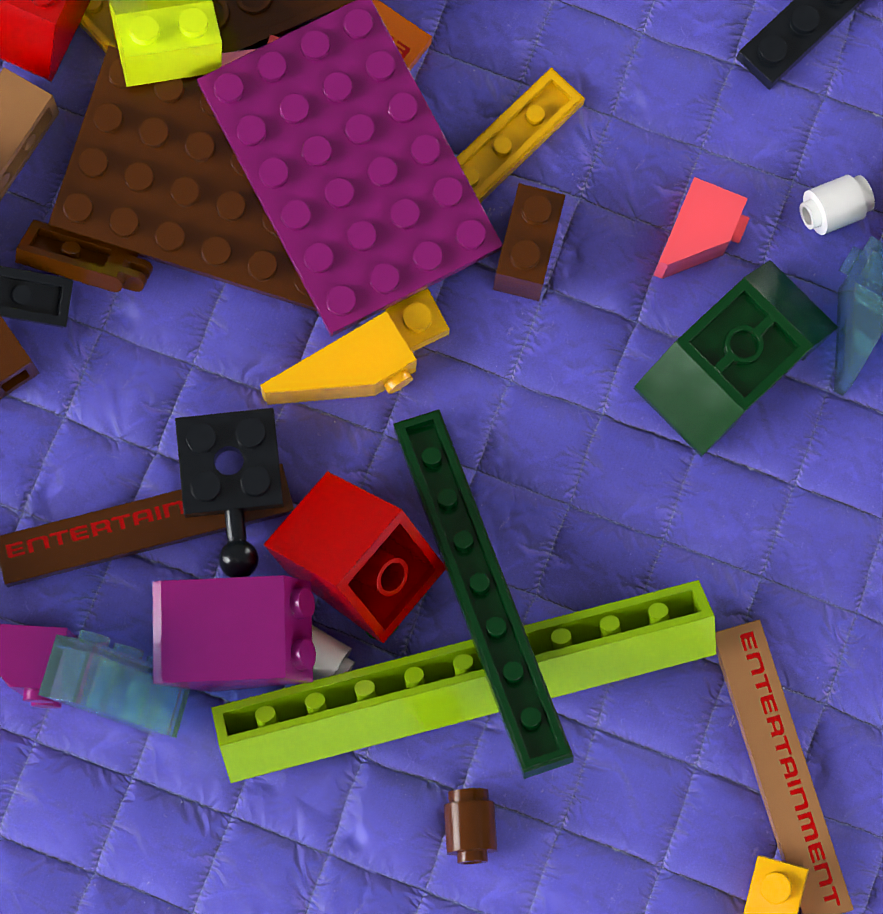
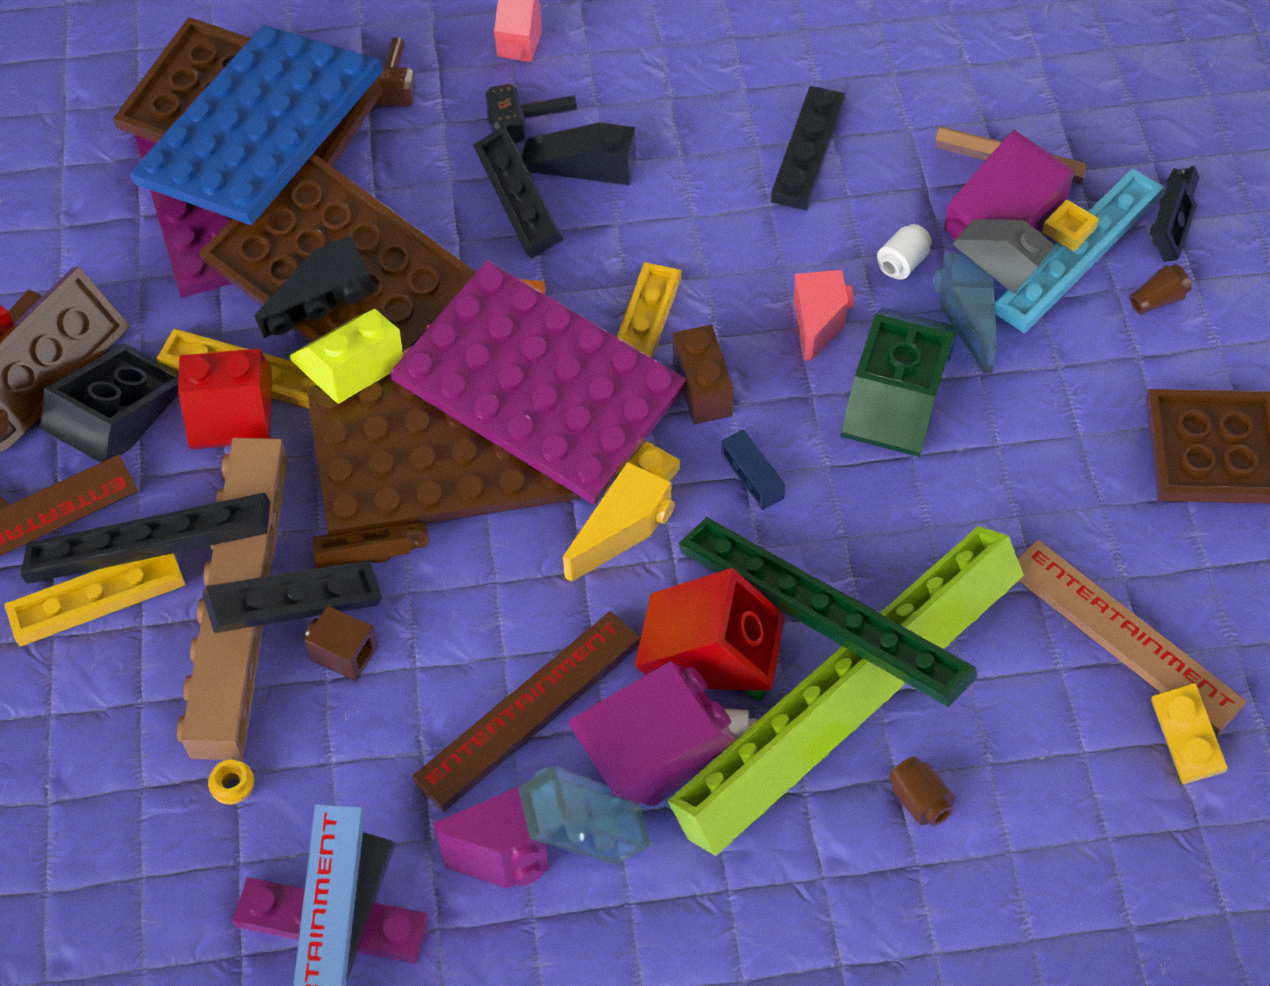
camera: 20 degrees left, 20 degrees down
(250, 489) = (571, 653): black plate -> none
(518, 379) = (753, 469): none -> dark blue piece

